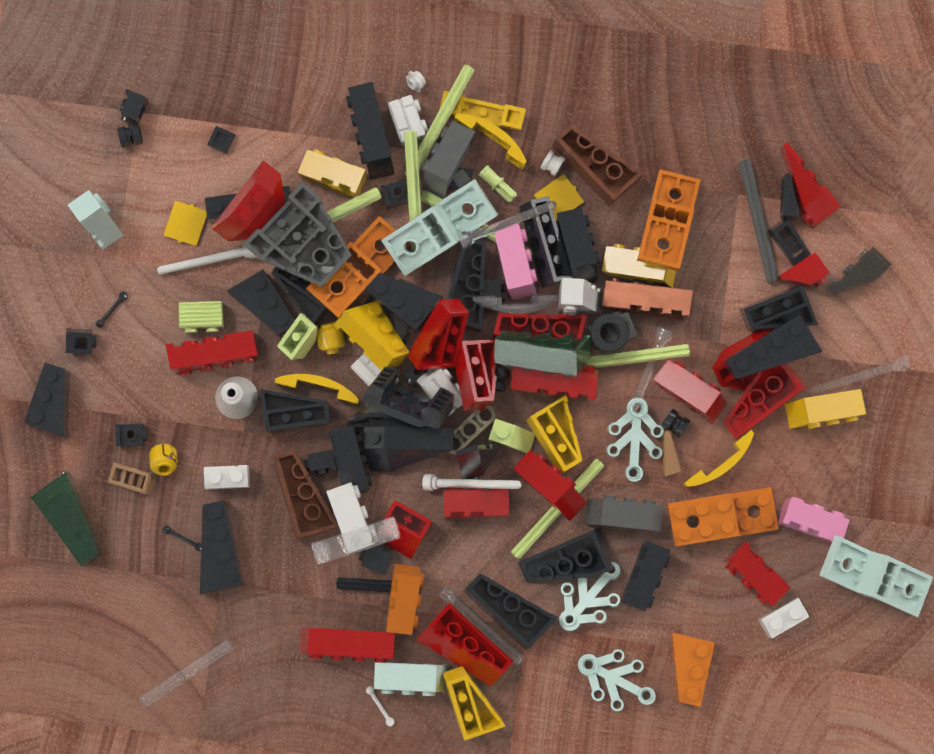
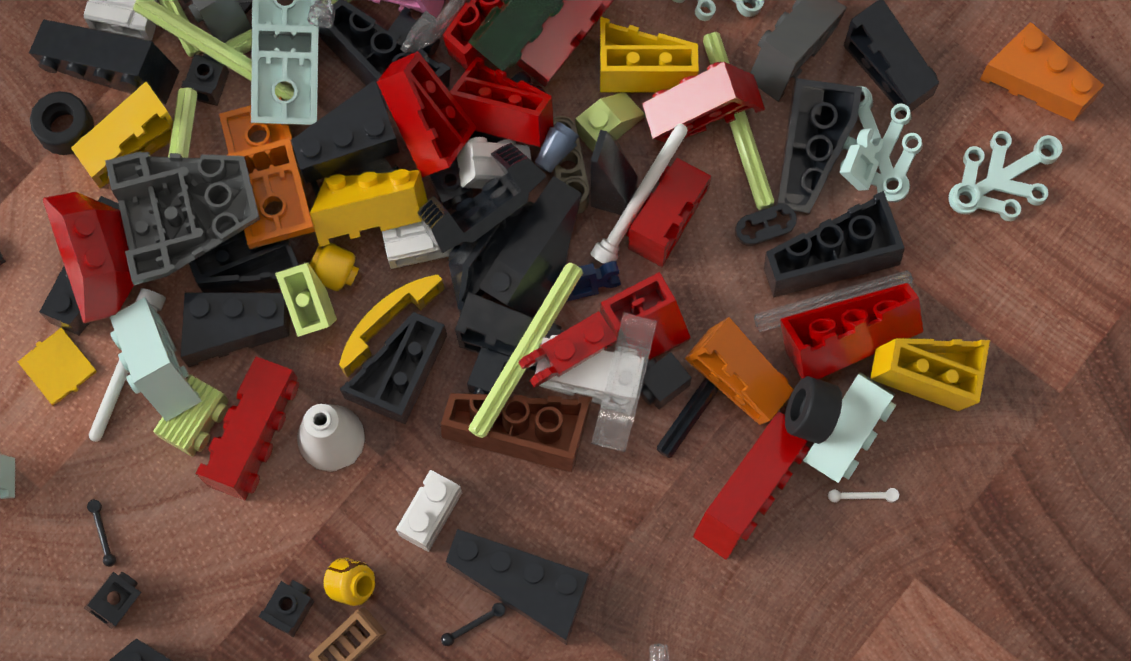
camera: 55 degrees left, 10 degrees down
(214, 275) = (151, 360): none -> light aqua wedge
(314, 120) = (53, 106): none -> black tyre
(338, 476) = (530, 341): none -> yellowish green axle
(353, 501) = (570, 348): none -> red hinge
(402, 652) = (813, 410): none -> black tyre
(406, 479) = (594, 278): none -> dark blue plate
(471, 419) = (556, 146): none -> sand blue cone
(499, 566) = (763, 217): none -> black beam
(569, 594) = (860, 163): none -> light aqua plate

